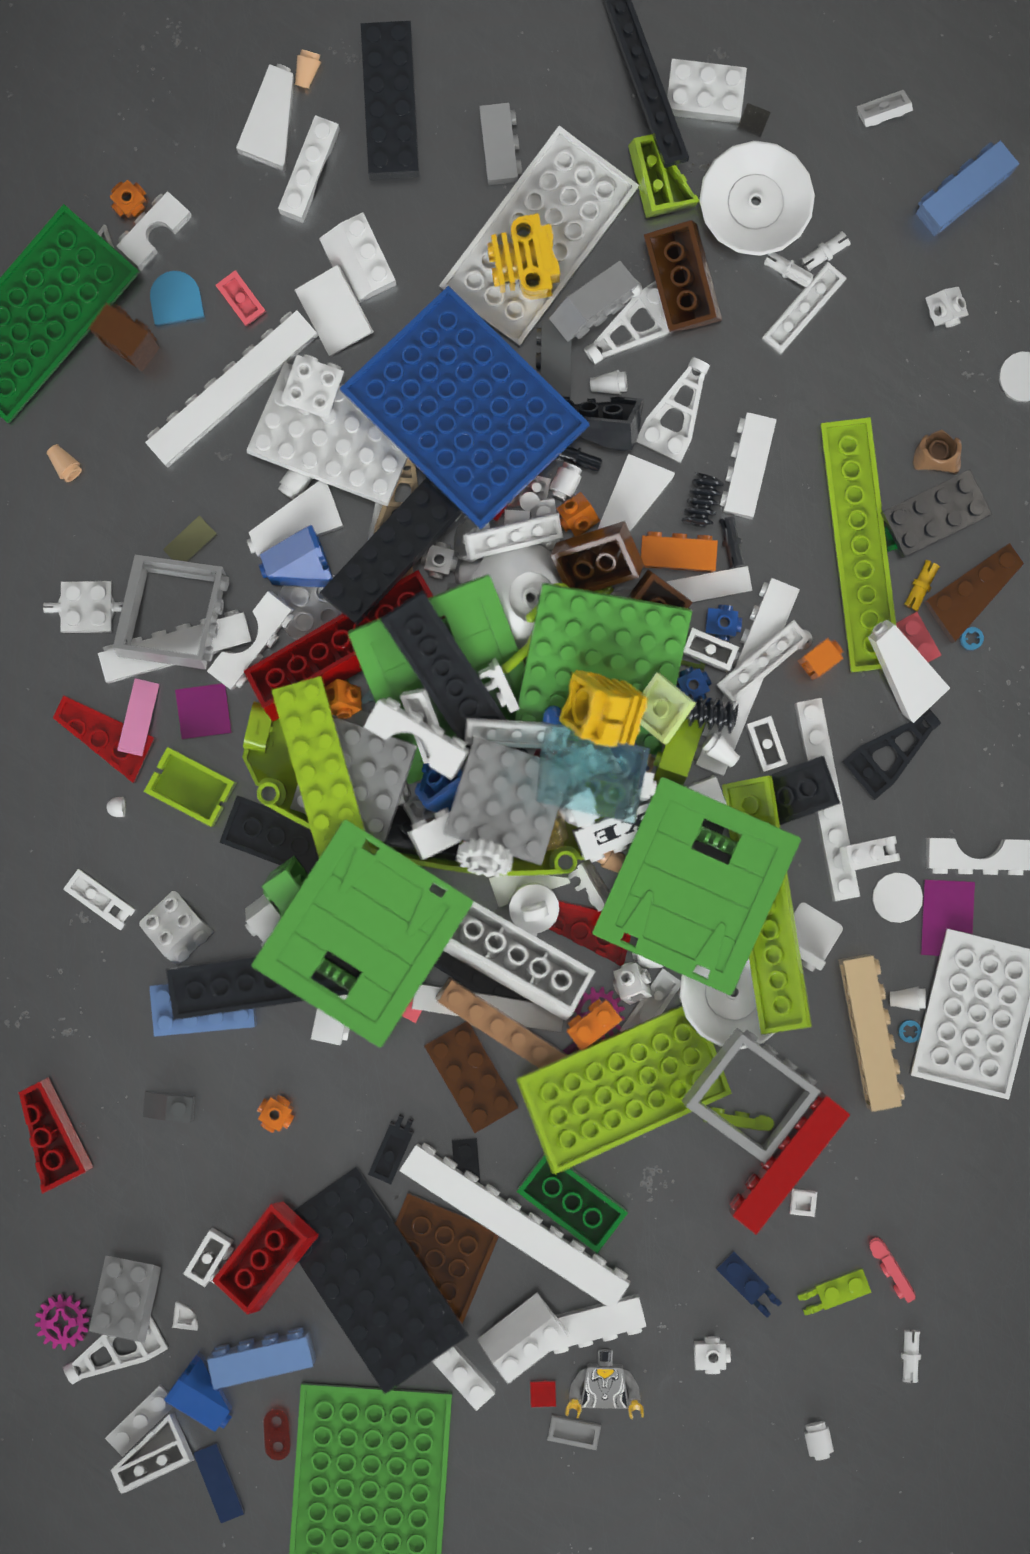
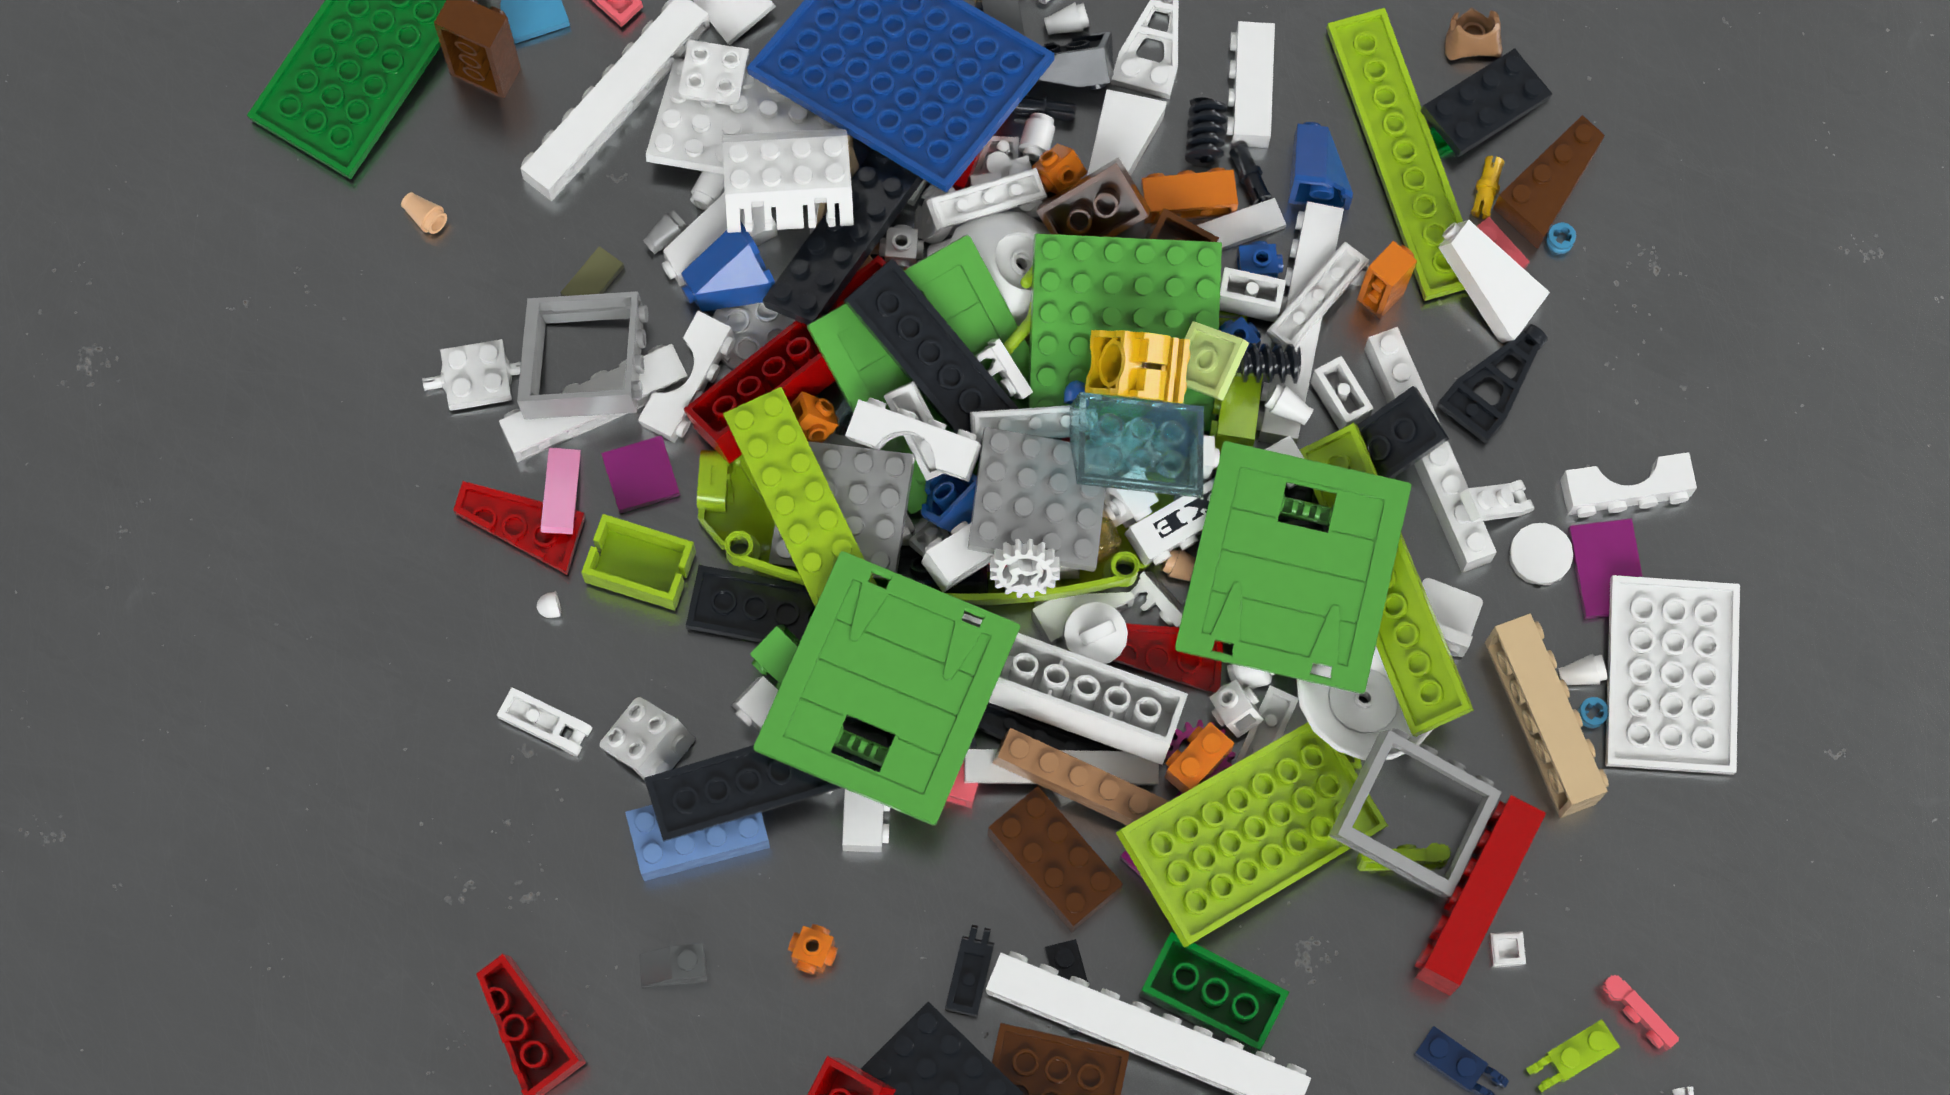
camera: 15 degrees left, 15 degrees down
(254, 512) = (665, 231): none -> light grey cone
(354, 493) = (786, 174): none -> white slope
(786, 547) = (1317, 169): none -> blue slope

